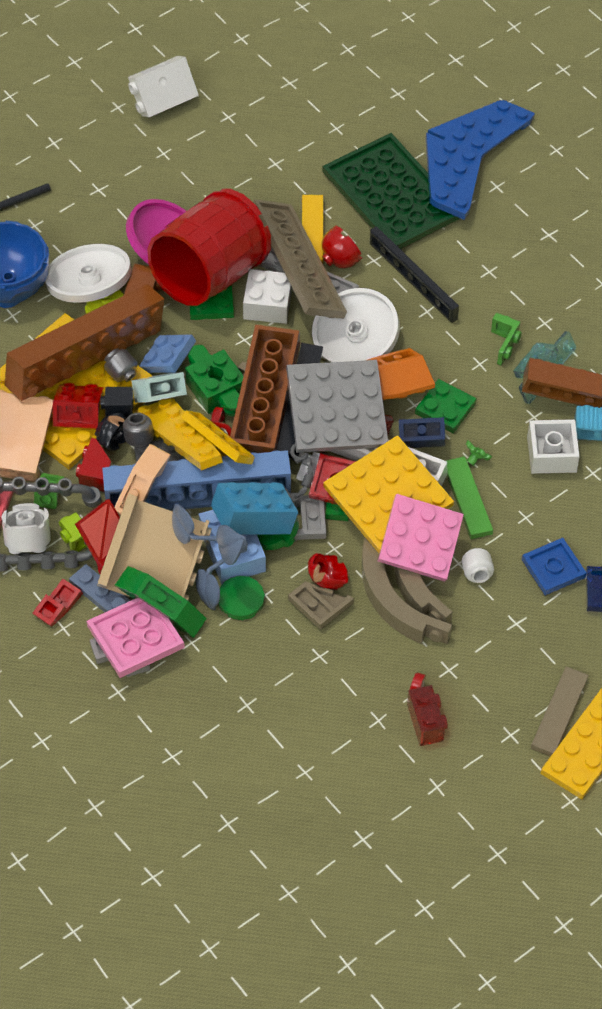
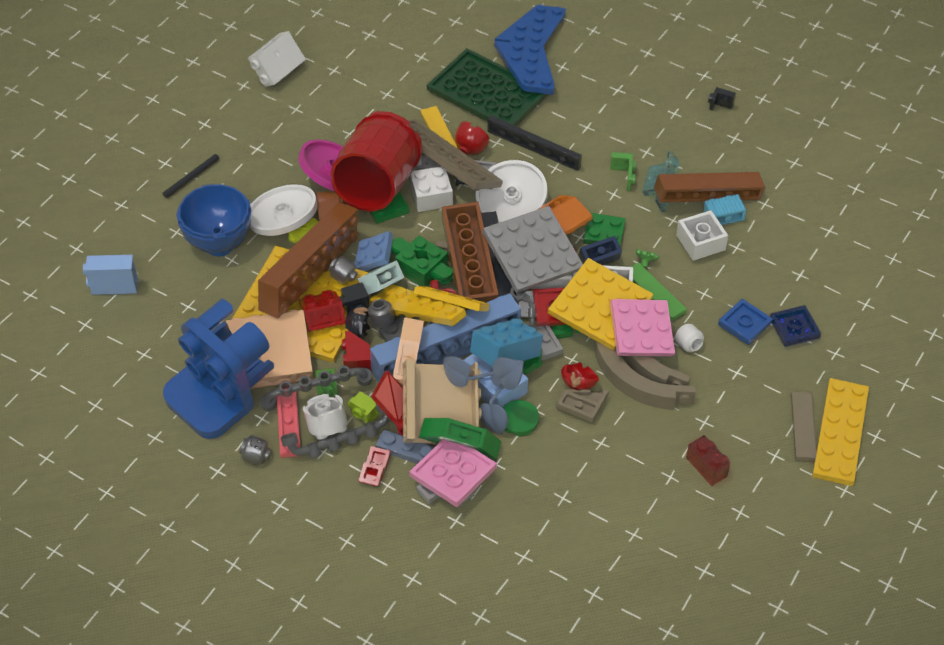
camera: 20 degrees left, 5 degrees down
(418, 681) = (688, 438): red tile -> none

